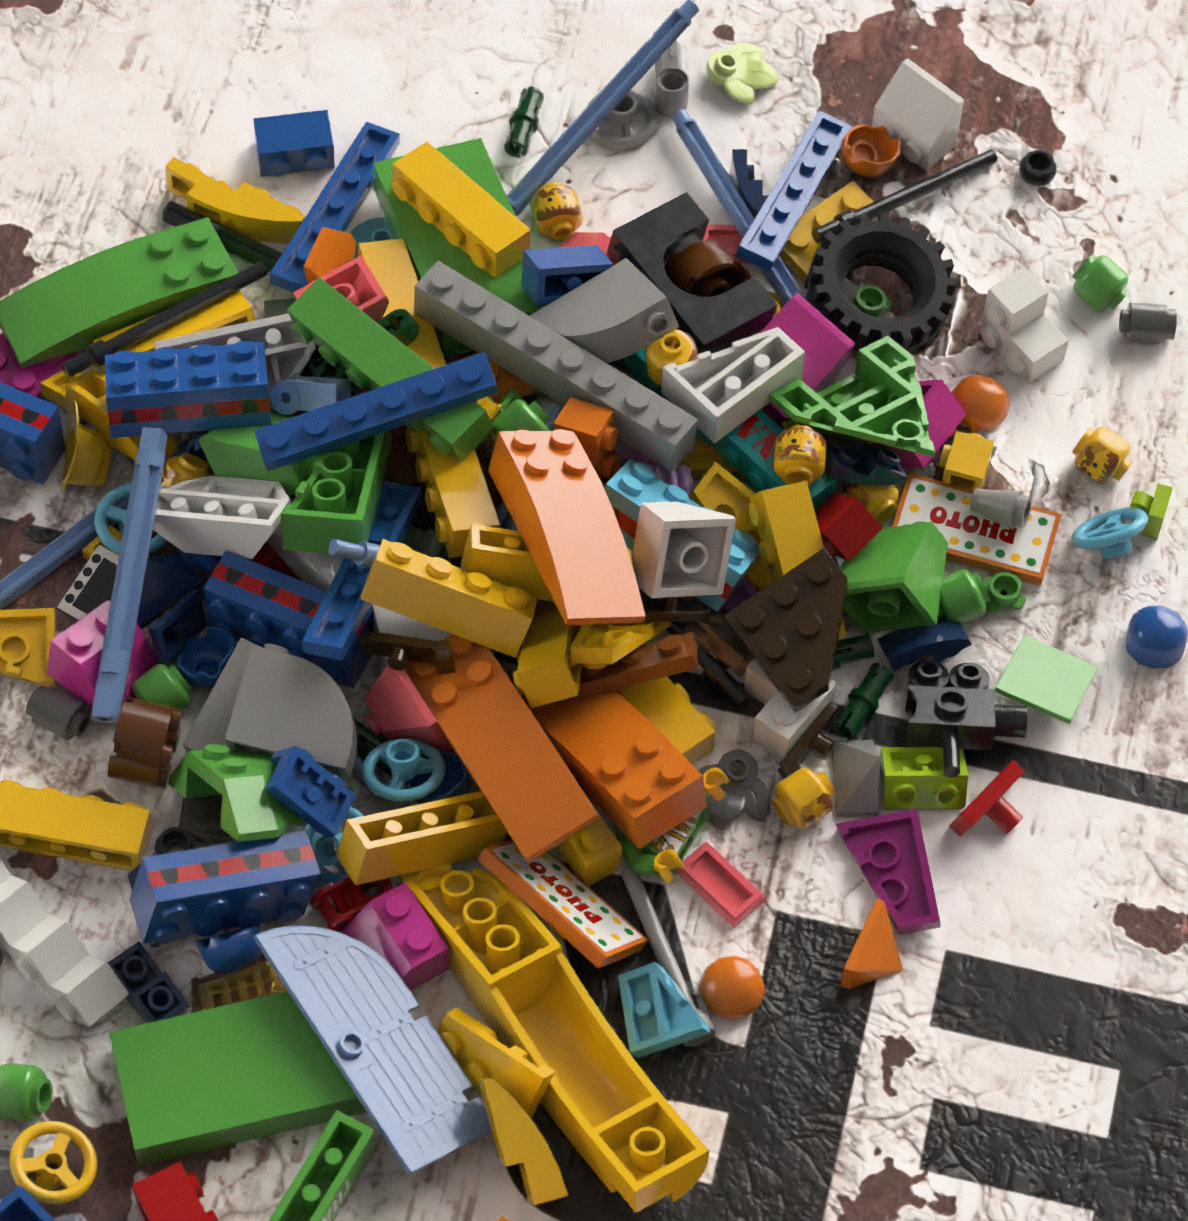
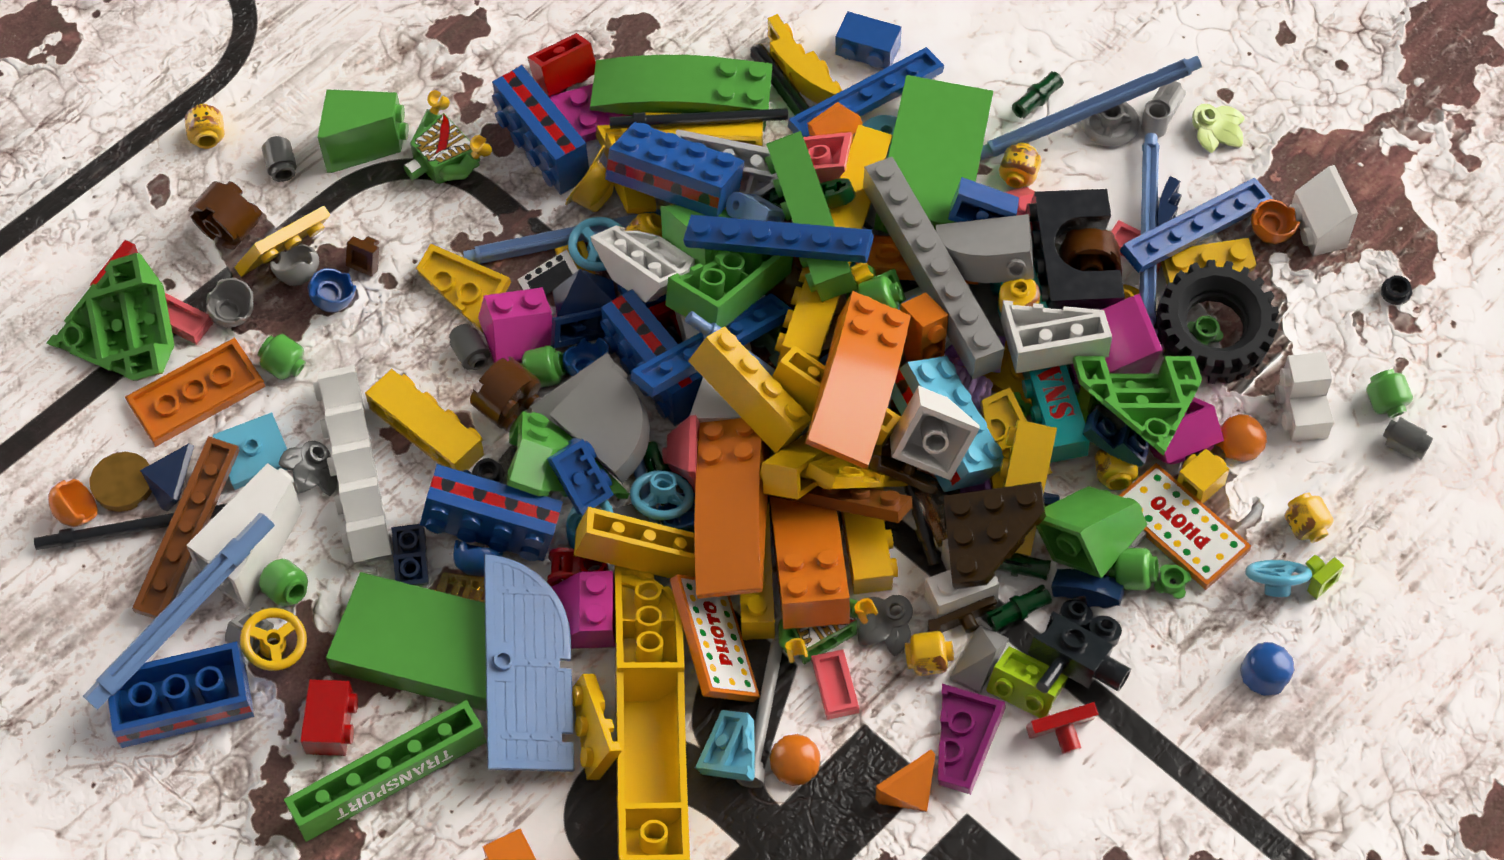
camera: 35 degrees right, 0 degrees up
(129, 576) = (560, 274): medium blue piece -> none
(405, 648) = (700, 409): dark brown piece -> none
(460, 209) = (939, 131): yellow brick -> none
(522, 1144) = (576, 787): yellow slope -> none
(799, 455) = (1069, 409): yellow head -> none
(845, 526) = (1072, 476): red brick -> none
(909, 193) = (1286, 265): black bar -> none
(1002, 506) = (1210, 521): light grey cone -> none
(1046, 679) = (1159, 657): piece -> none

